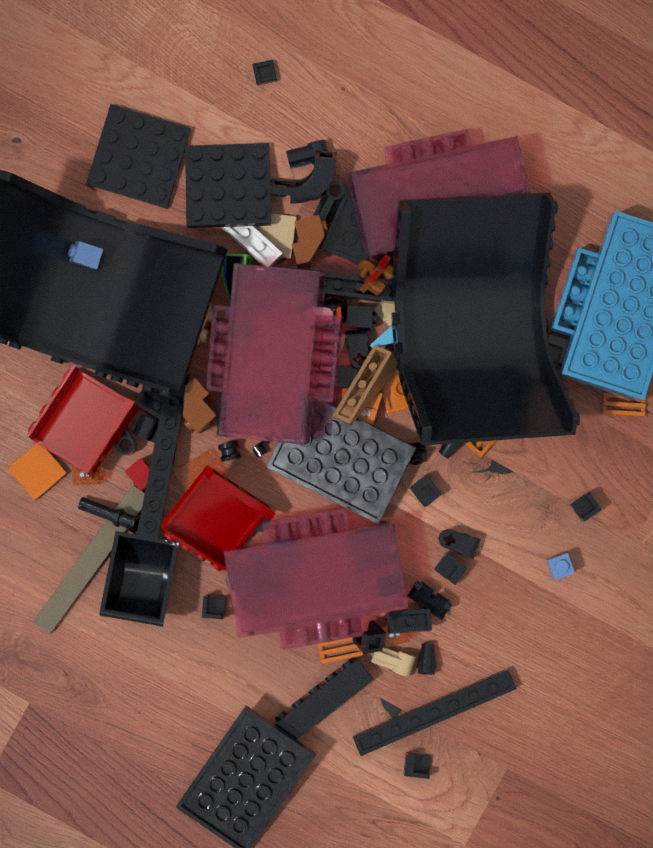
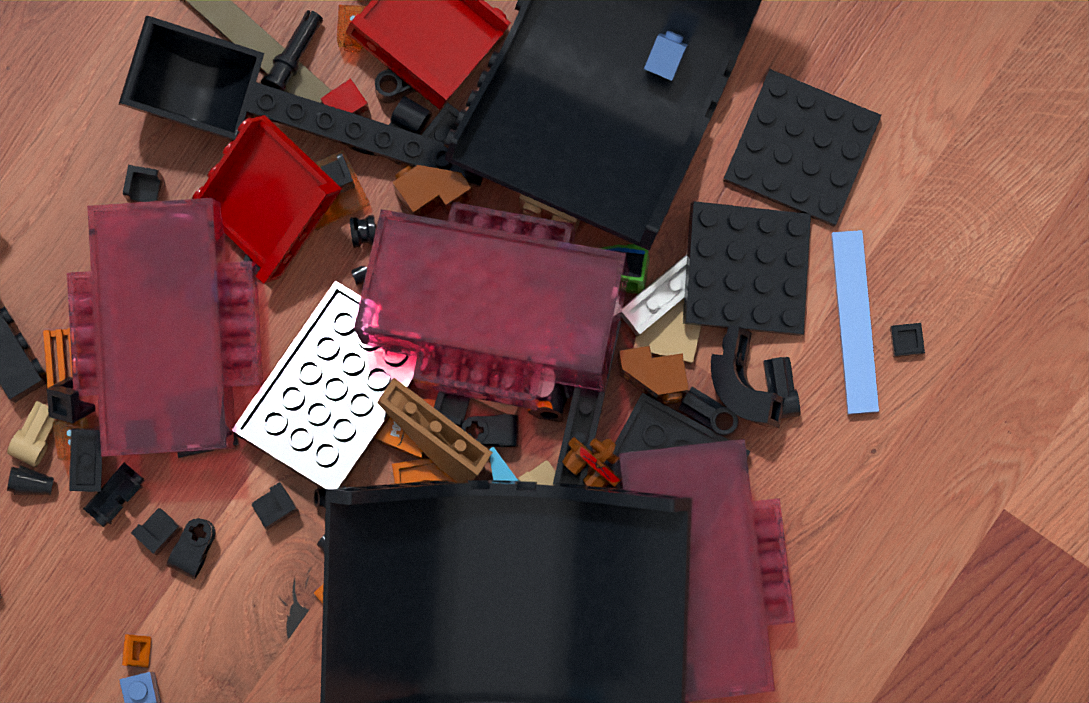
camera: 90 degrees right, 5 degrees down
(191, 472) = (339, 173): none -> black panel
(256, 109) = (854, 322): none -> light blue tile
(360, 317) = (536, 439): black brick -> none
(533, 572) = (136, 651): none -> orange slope

